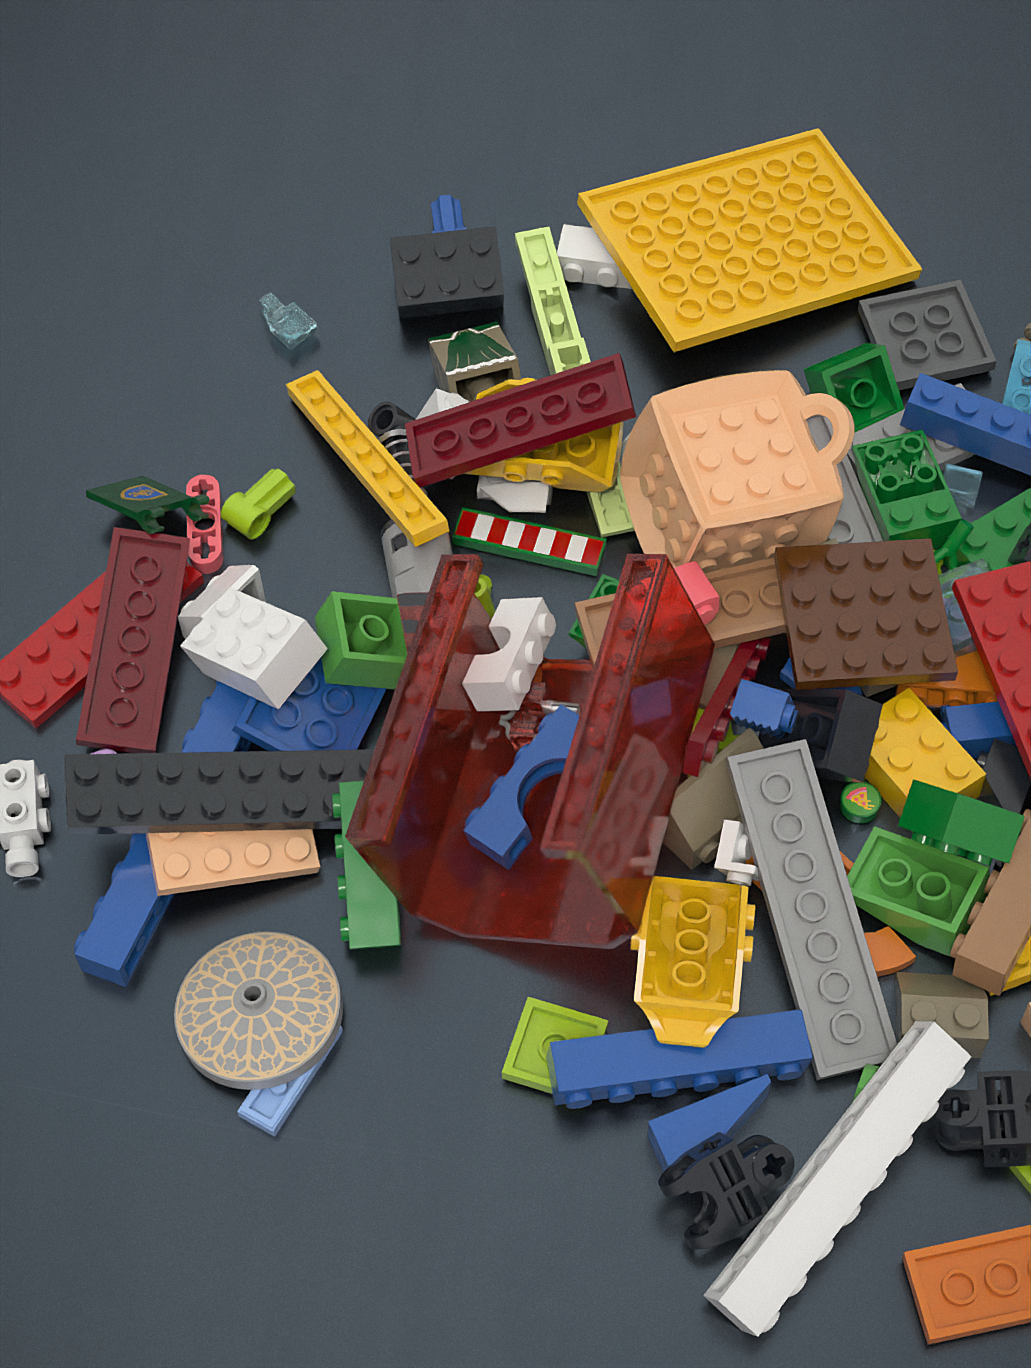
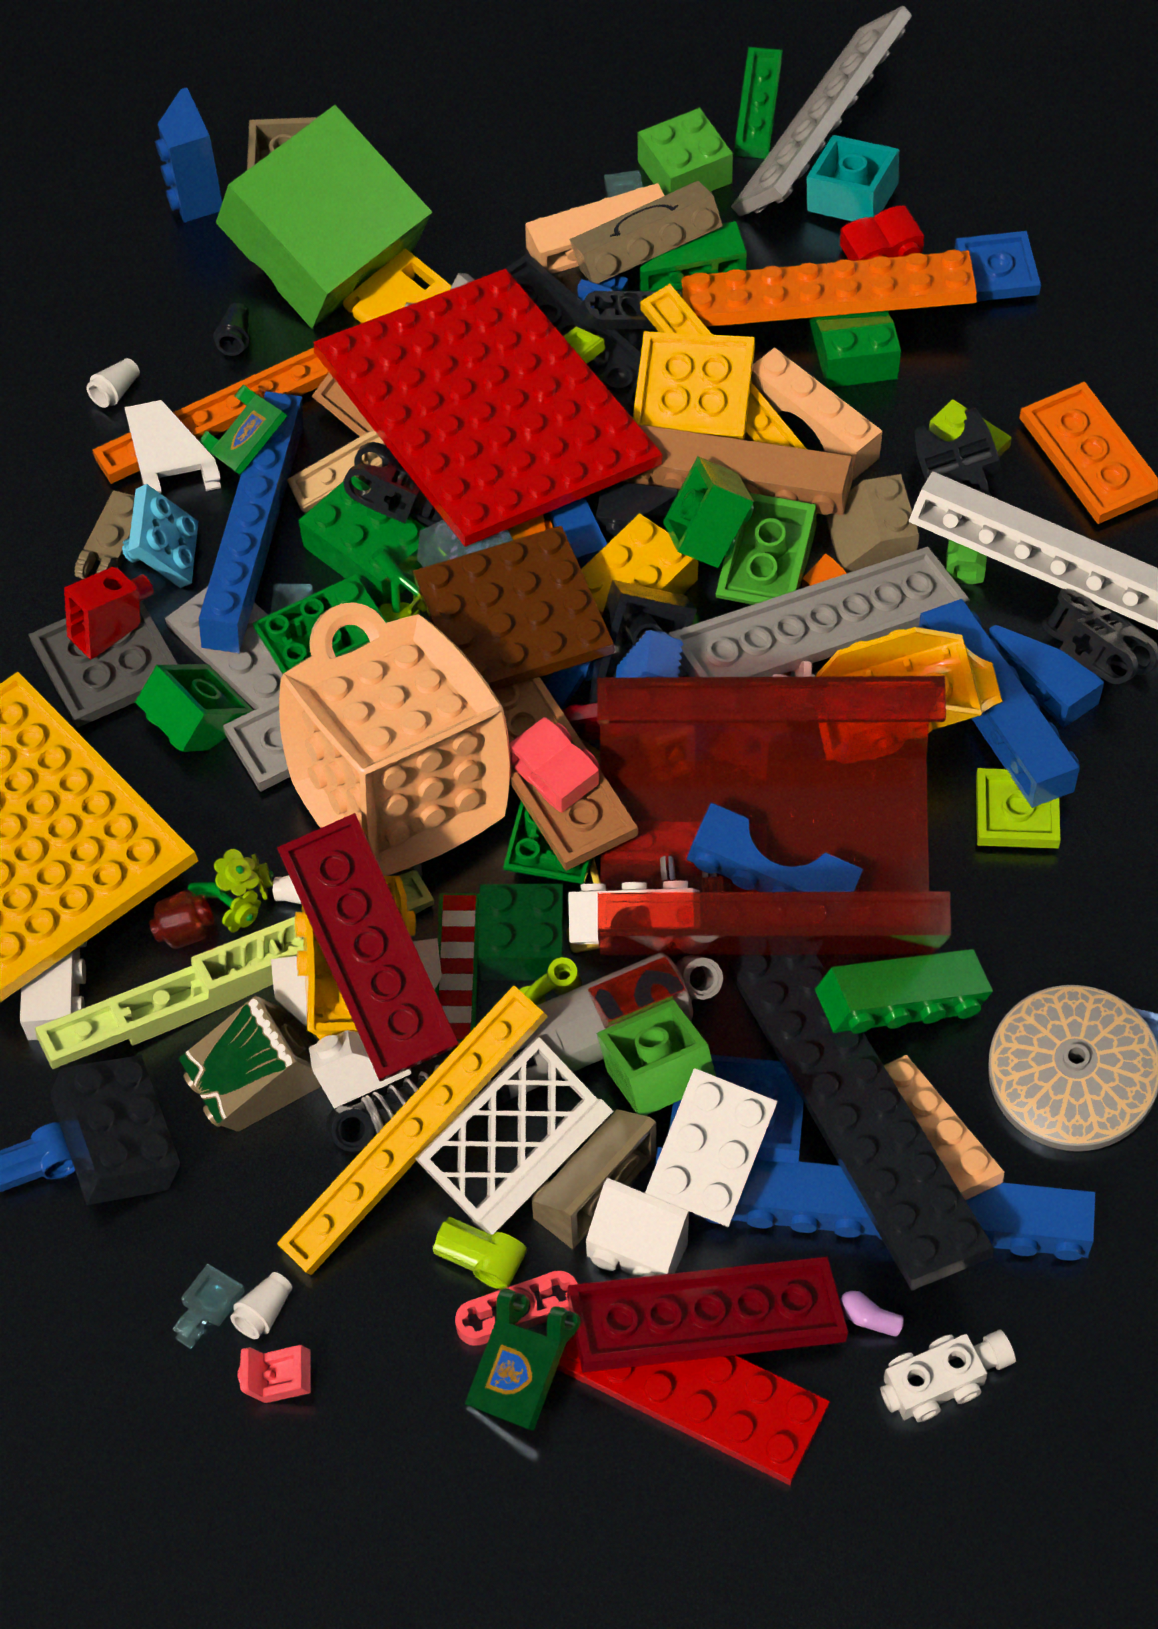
camera: 105 degrees left, 0 degrees up
(212, 351) = (275, 1373): none -> coral bracket
(269, 352) = (261, 1306): none -> white cone
(282, 575) = (616, 1151): none -> dark tan slope
(309, 545) = (540, 1162): none -> white fence
(547, 572) = (519, 930): none -> dark green brick
(637, 348) = (181, 919): none -> clear red head
(648, 372) = (237, 875): none -> lime plant
(960, 318) = (104, 609): none -> red torso

